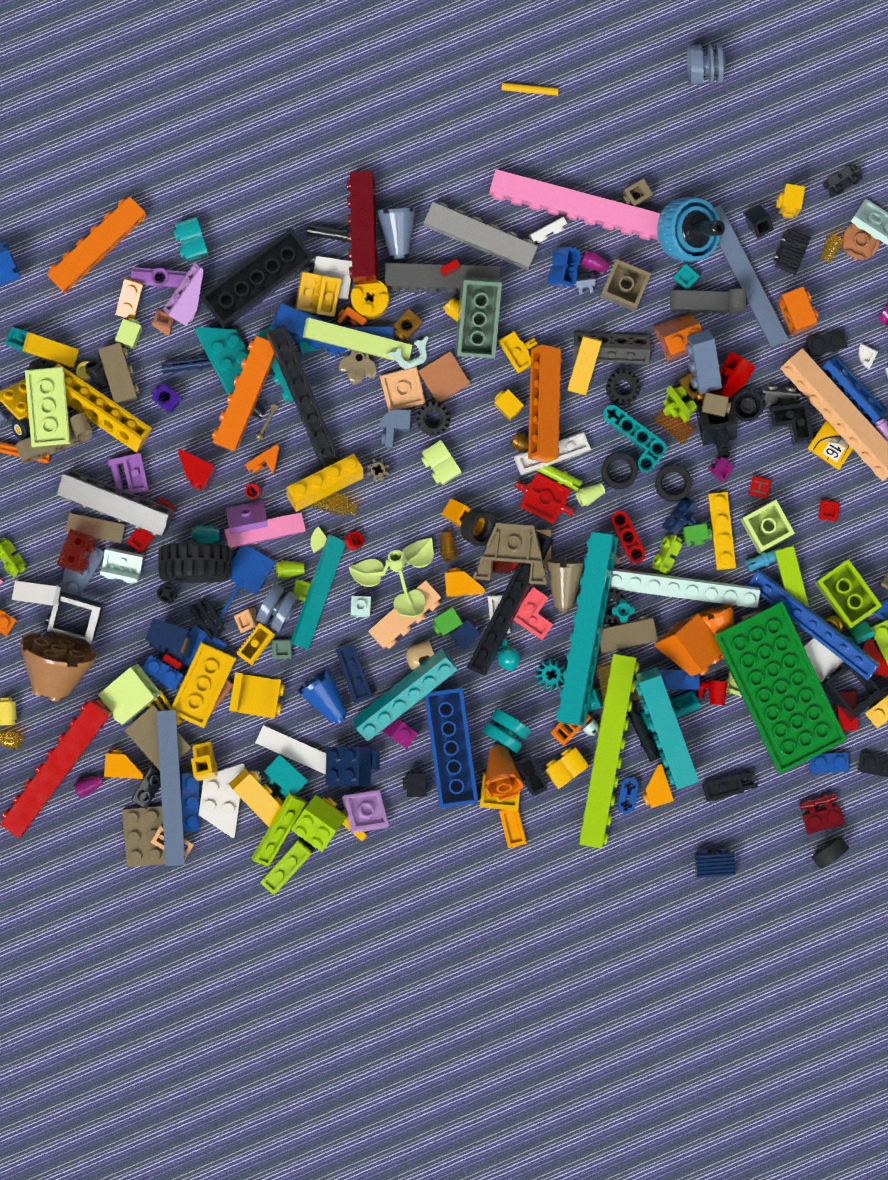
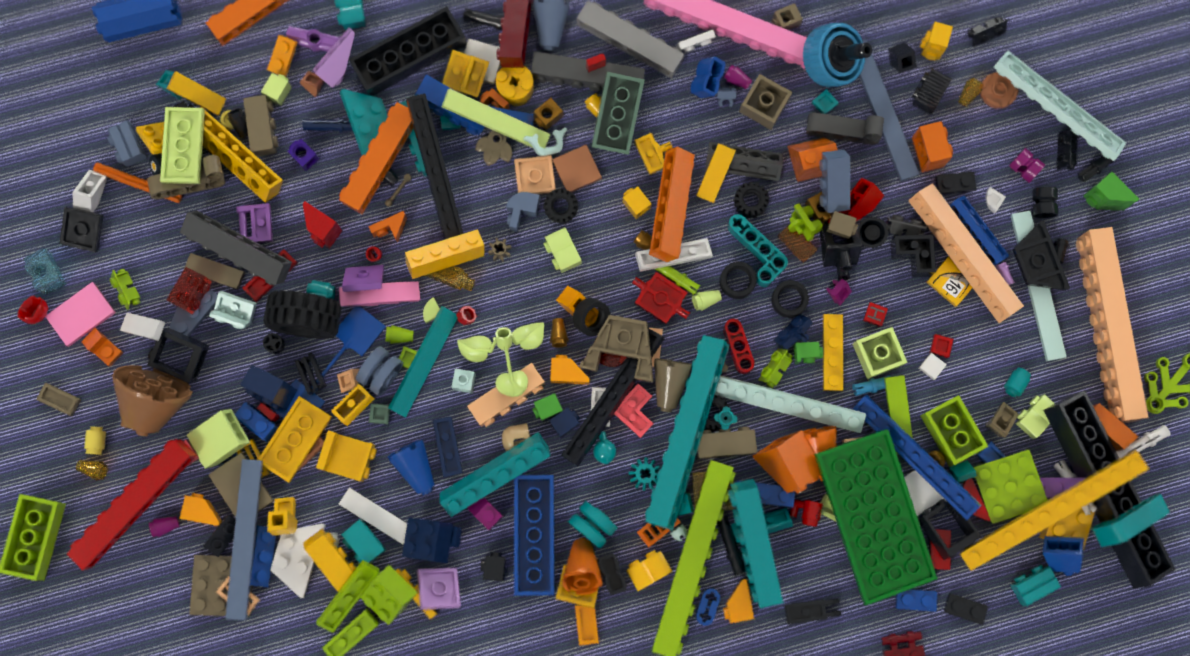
camera: 10 degrees right, 5 degrees down
(821, 532) = (932, 366): none -> white tile

